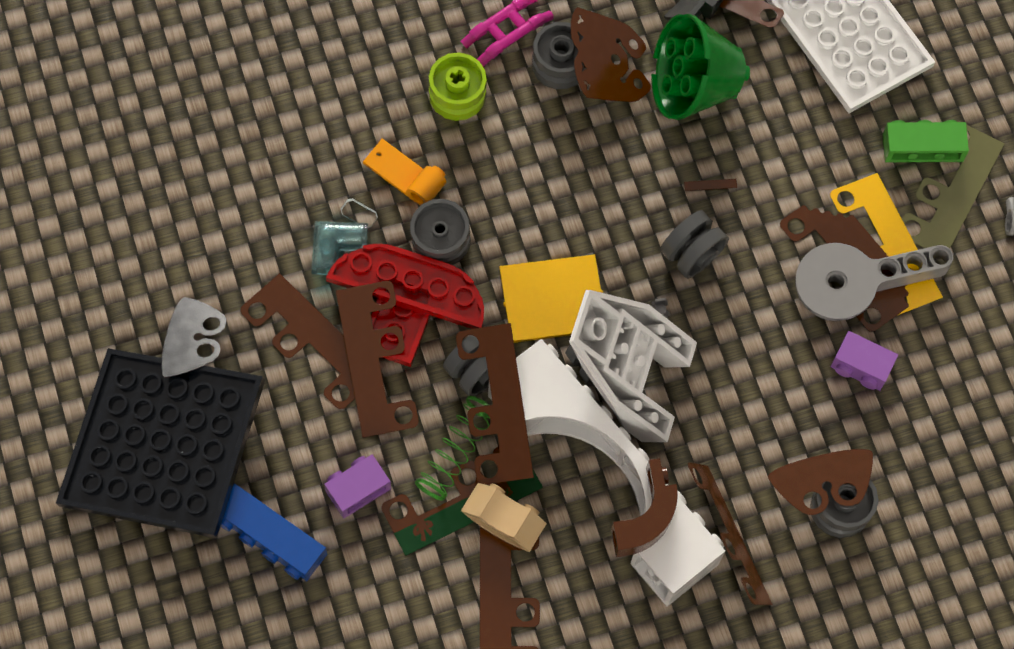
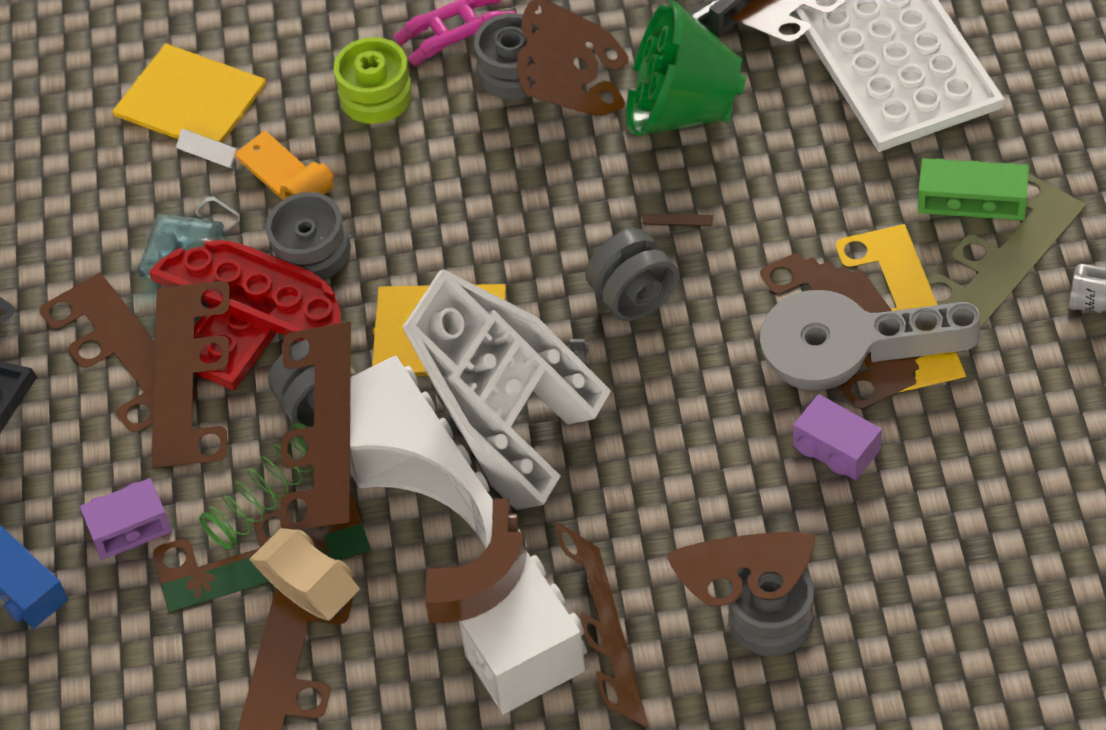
camera: 20 degrees right, 15 degrees down
(311, 110) = (189, 94): none -> yellow piece
(337, 155) = (206, 148): none -> white window

